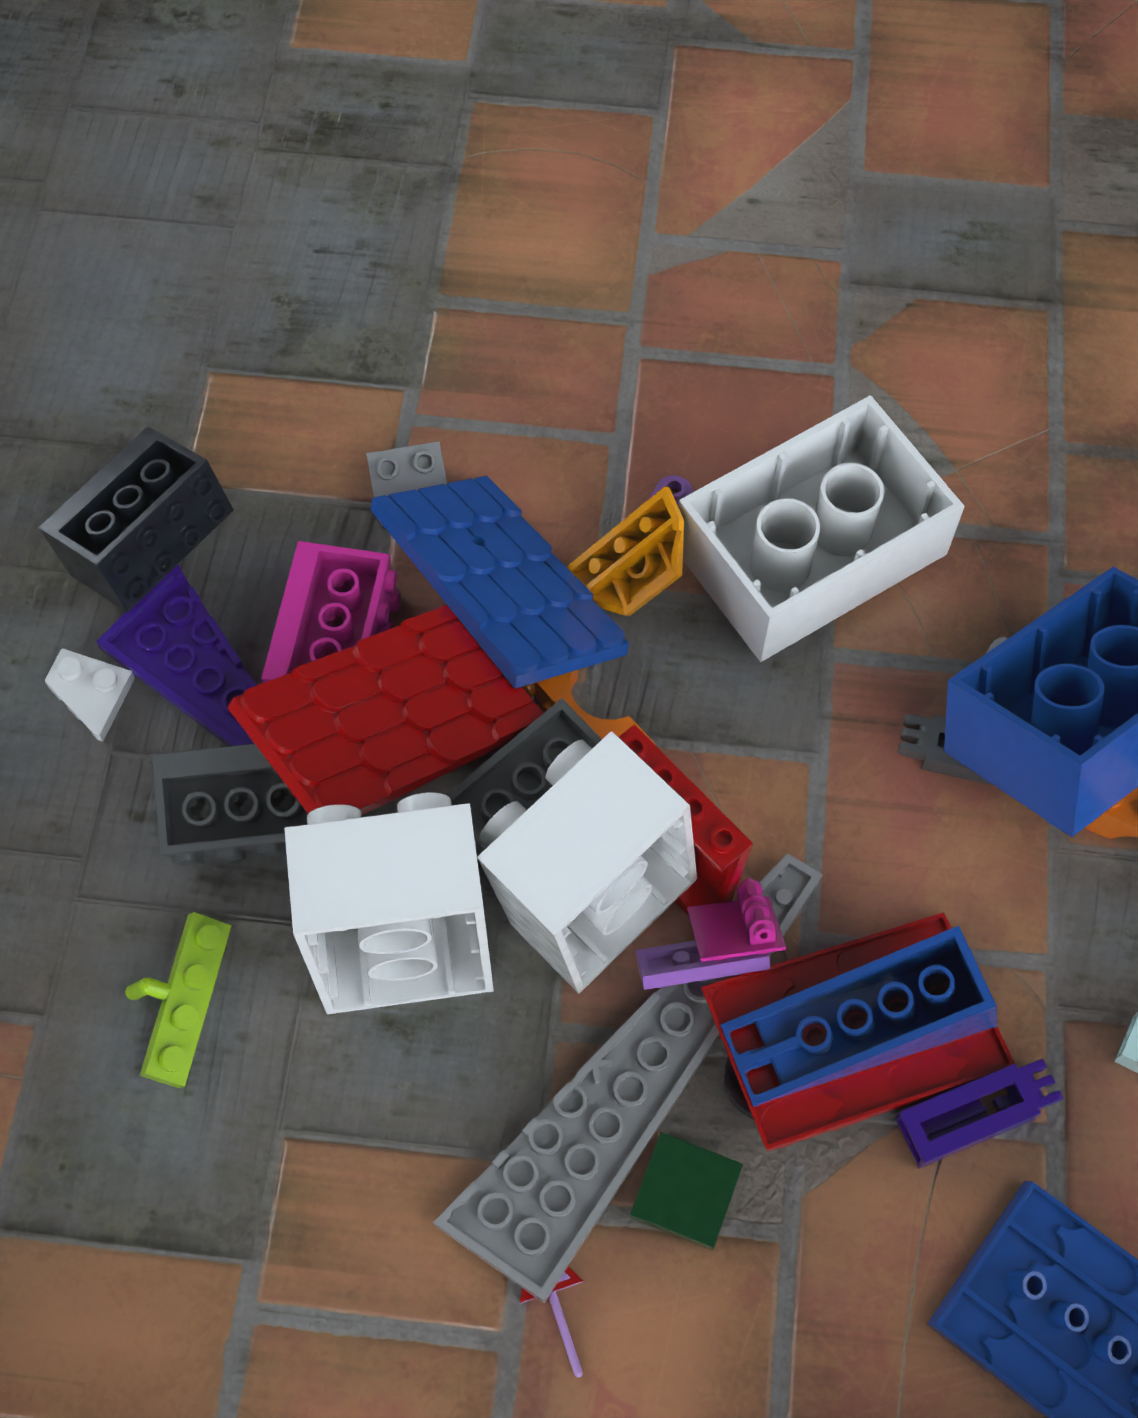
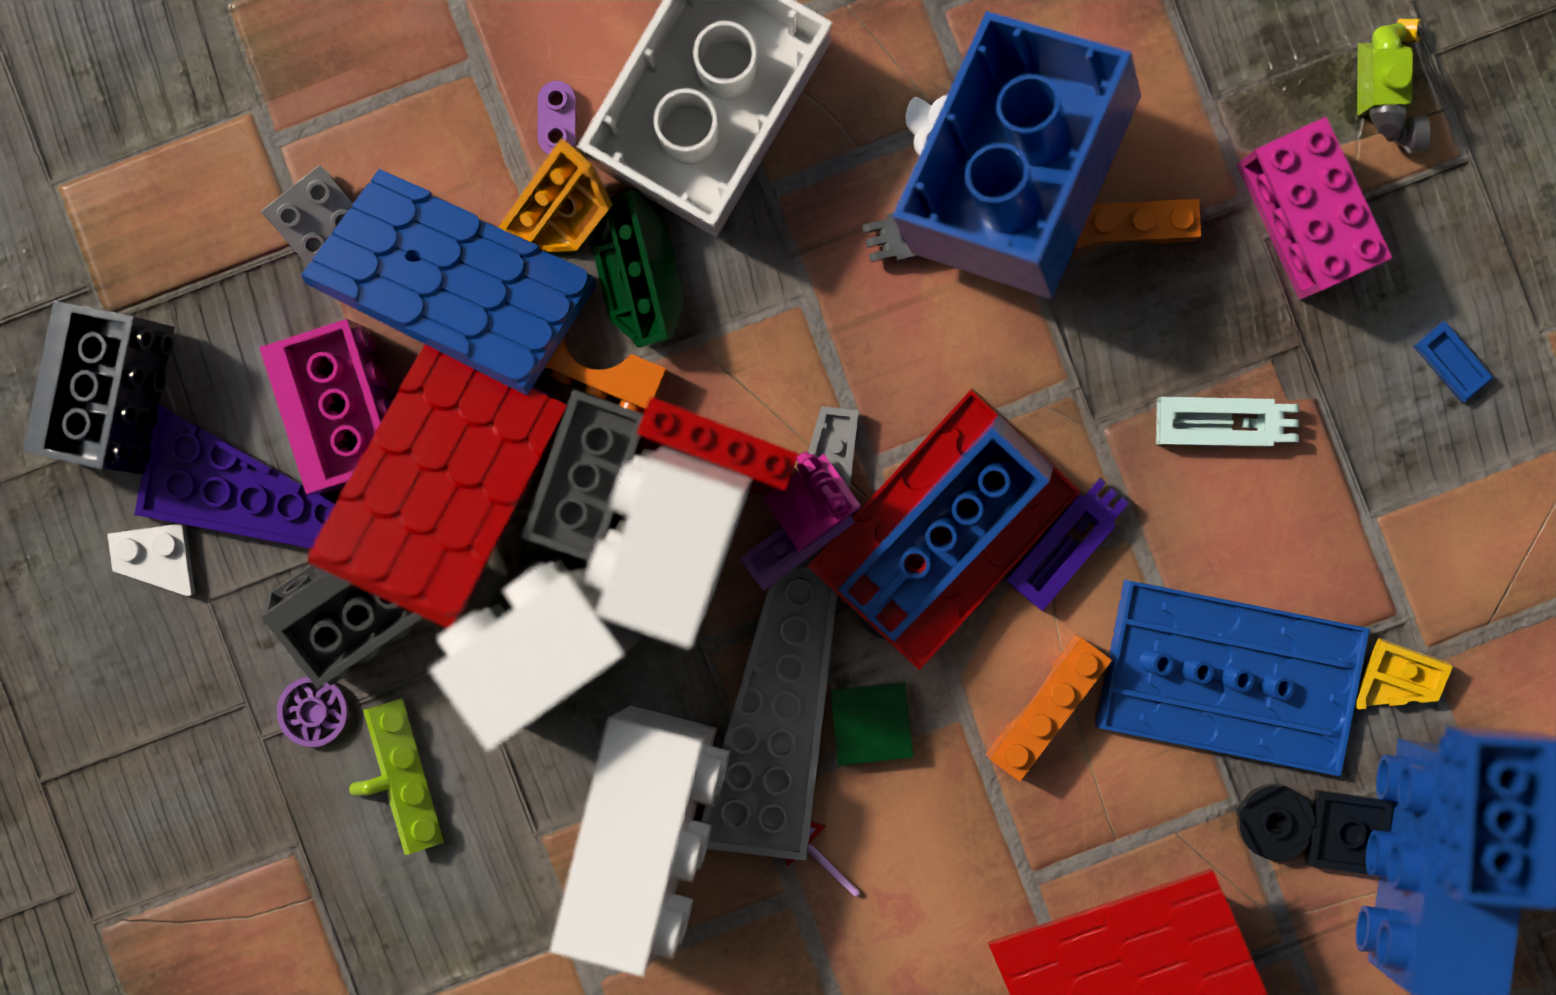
camera: 20 degrees left, 25 degrees up
(139, 896) = (312, 713): none -> medium lavender wheel
(386, 1160) = (639, 841): none -> white brick
(674, 649) = (638, 270): none -> dark green wedge
(885, 1269) = (1049, 709): none -> orange arch

